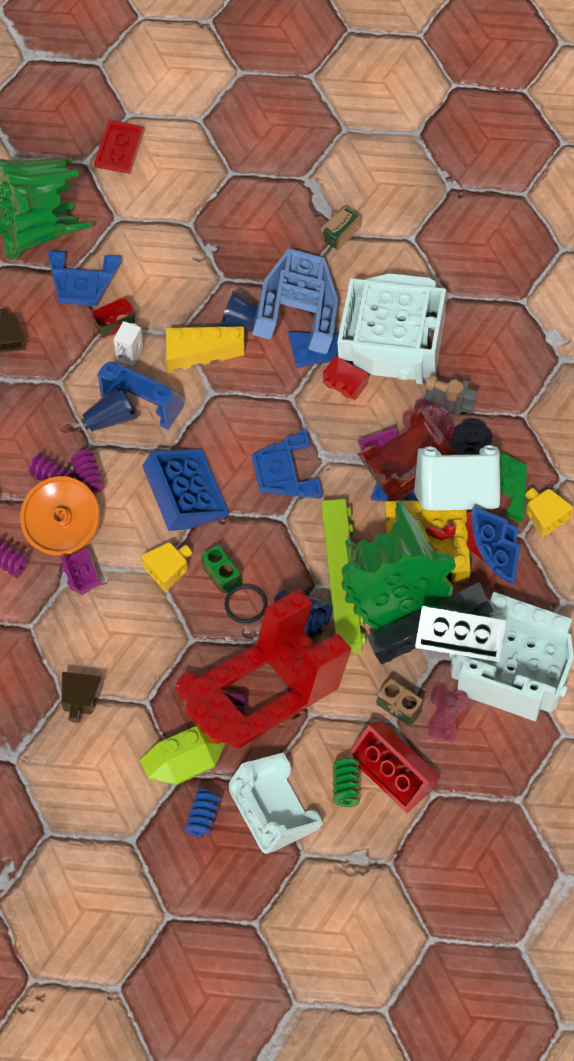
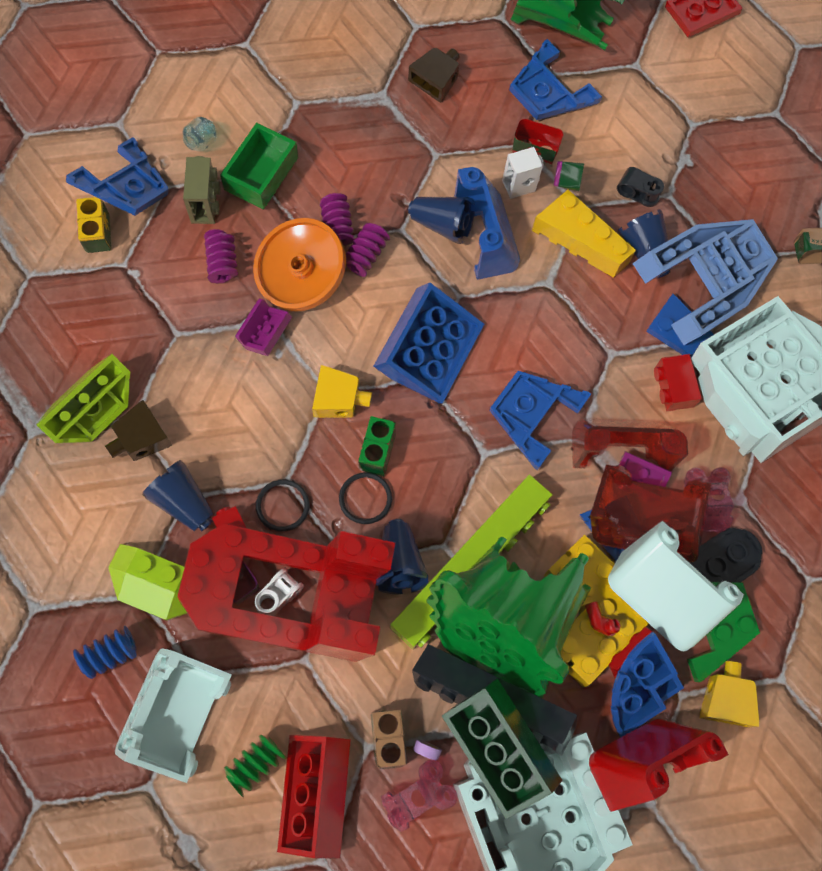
camera: 40 degrees right, 10 degrees up
(30, 703) = (89, 404): none -> lime wedge
(146, 699) = (180, 497): none -> dark blue cone
(157, 319) = (568, 175): none -> dark green piece
(185, 654) = (283, 482): none -> black tyre
(201, 288) = (638, 185): none -> black piece
(257, 692) = (278, 592): none -> white piece
(371, 417) = (661, 442): none -> clear red windscreen
(425, 687) = (427, 750): none -> lavender tile
(452, 395) = (757, 496): dark grey hips -> none
(537, 570) = (632, 766): none -> red windscreen

